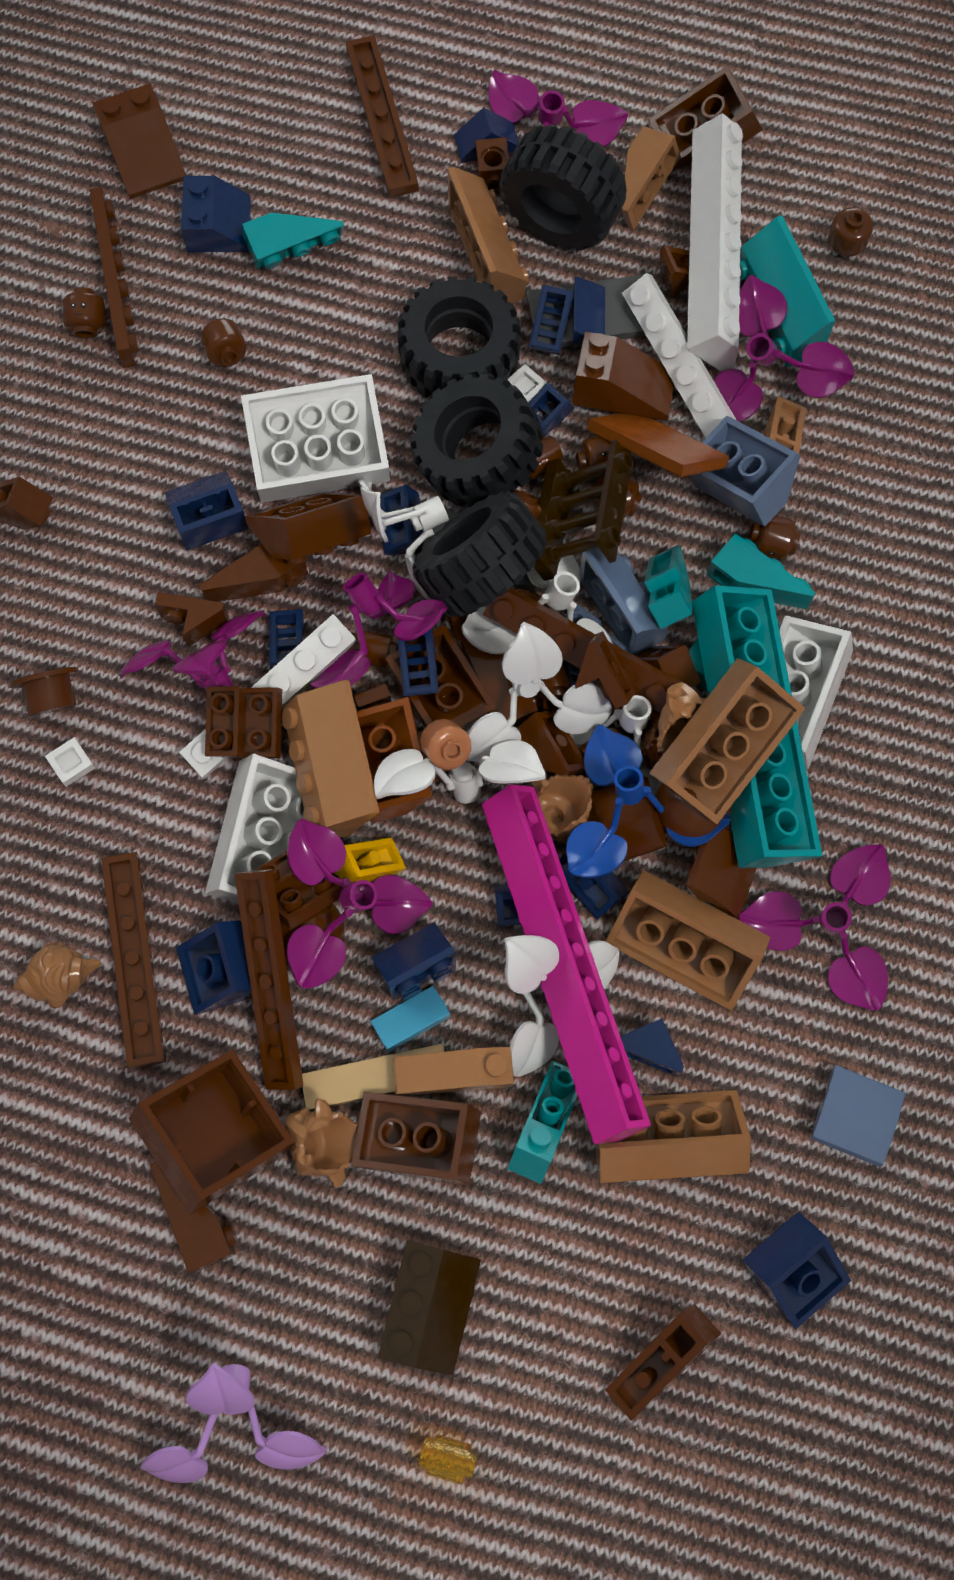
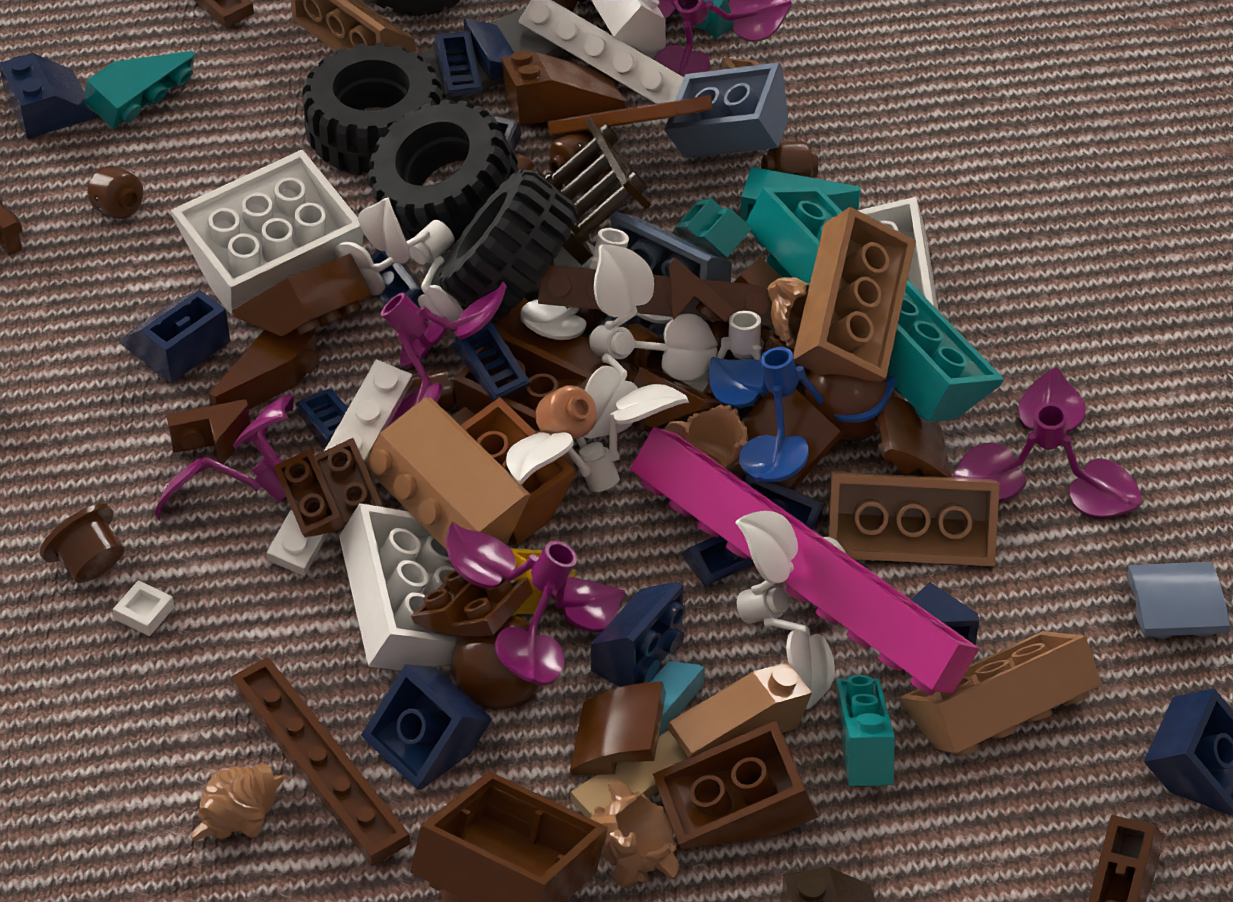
camera: 25 degrees left, 25 degrees down
(269, 979) = (491, 690): reddish brown plate -> none
(357, 1041) = (618, 728): none -> reddish brown slope

